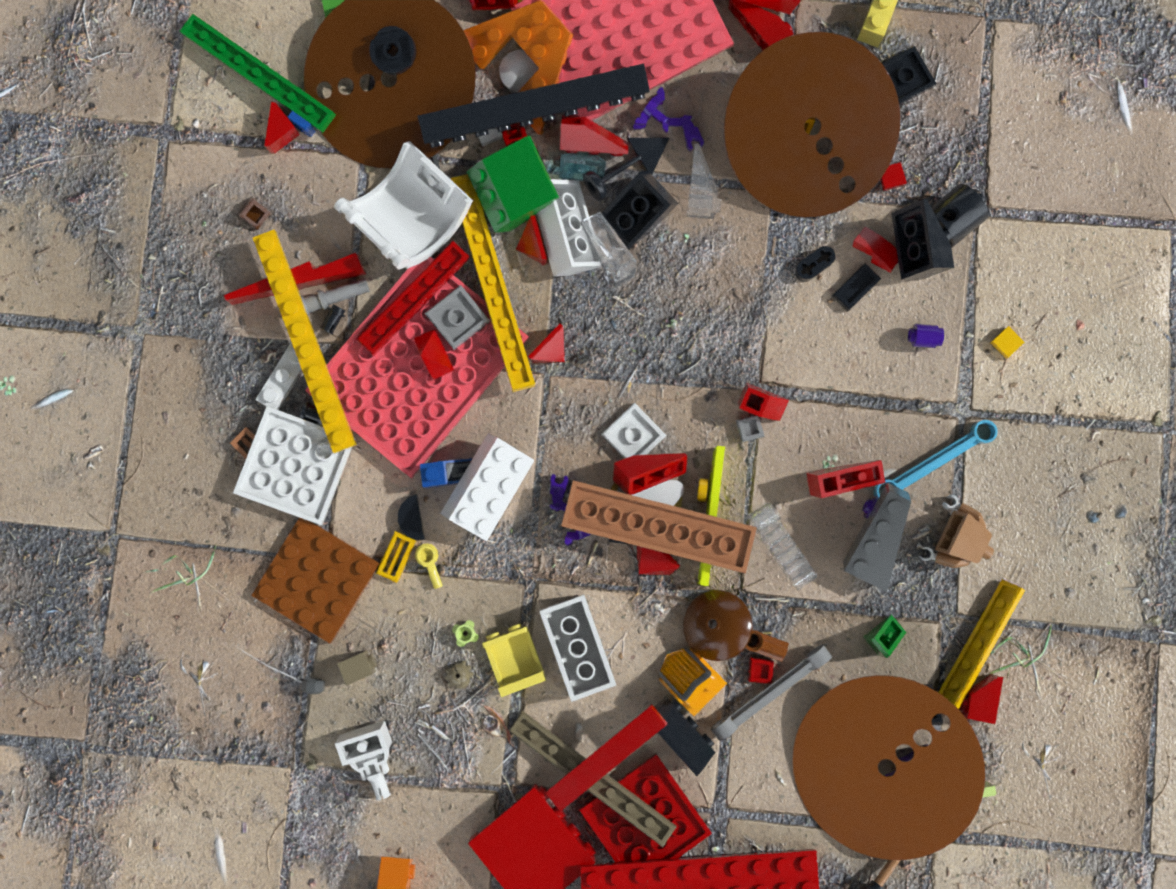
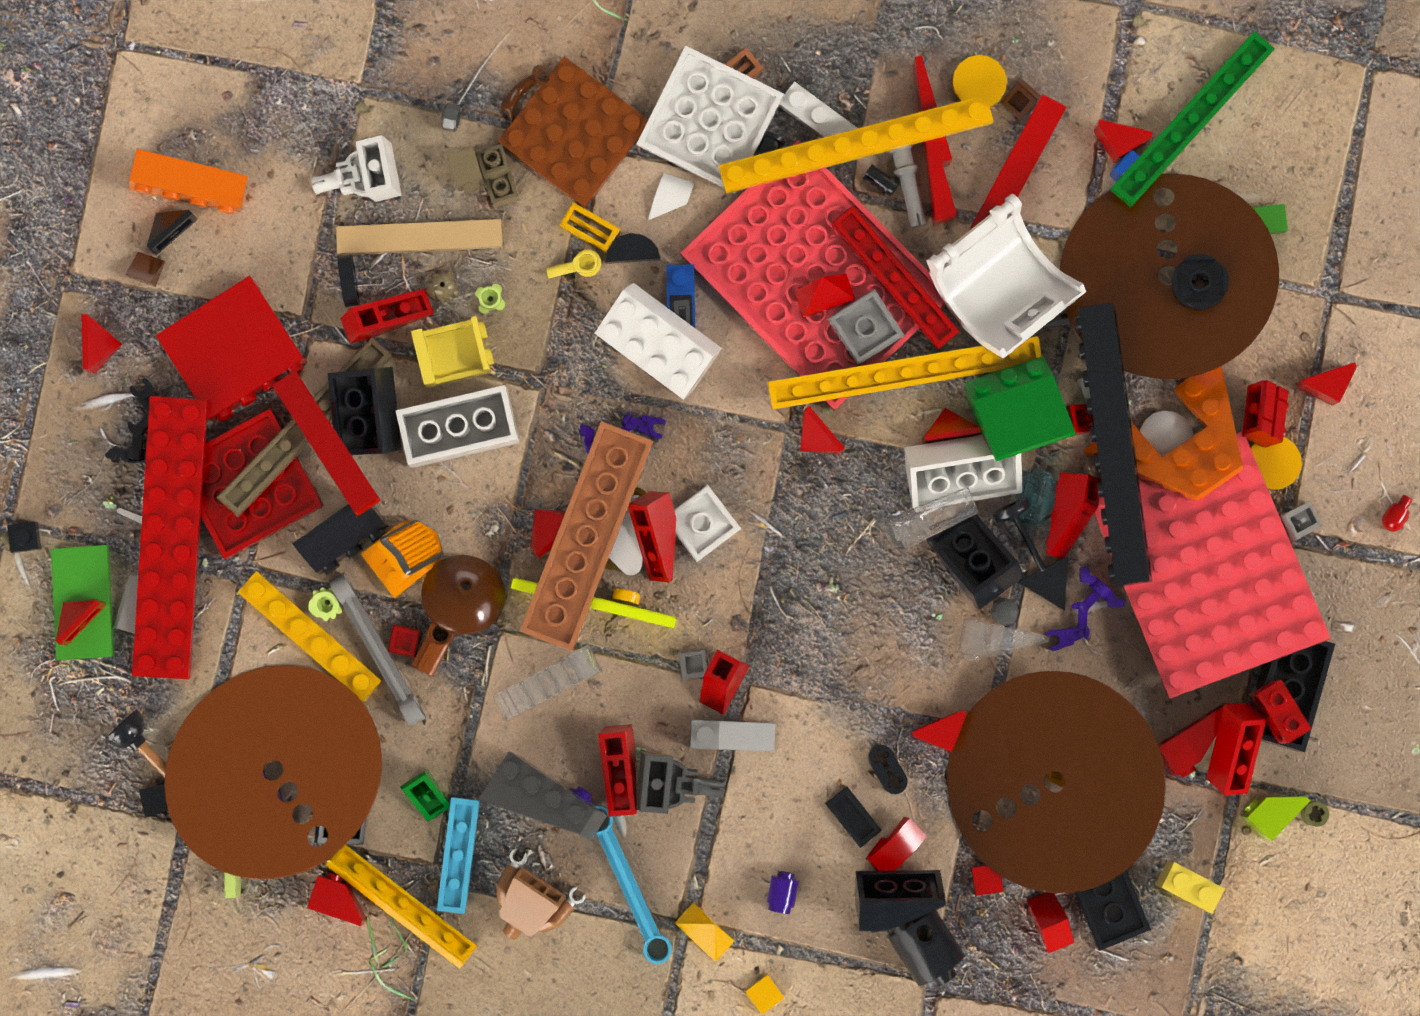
camera: 90 degrees right, 0 degrees up
(238, 248) = (979, 77): none -> yellow tile
(289, 634) = (517, 91): none -> reddish brown piece
(305, 207) = (1023, 155): none -> red slope
(359, 639) = (497, 176): none -> dark tan slope
(361, 491) = (670, 195): none -> white sticker
(418, 700) = (419, 237): none -> tan tile
(462, 756) = (348, 280): none -> black beam
(489, 720) = (385, 315): none -> red slope
(573, 728) = (365, 410): none -> black slope
(676, 184) = (1004, 611): none -> dark grey tile
(741, 745) = (320, 608): none -> yellowish green animal
(766, 751) = (310, 636): none -> yellow plate
(780, 222) = (942, 732): none -> red slope
(805, 391) = (732, 735): none -> light grey slope
(851, 436) = (664, 784): none -> dark grey brick
(919, 123) = (1050, 921): none -> red slope
(920, 867) = (153, 800): none -> black tile
(932, 603) = (458, 855): none -> medium azure plate
(964, 396) = (704, 931): none -> yellow slope

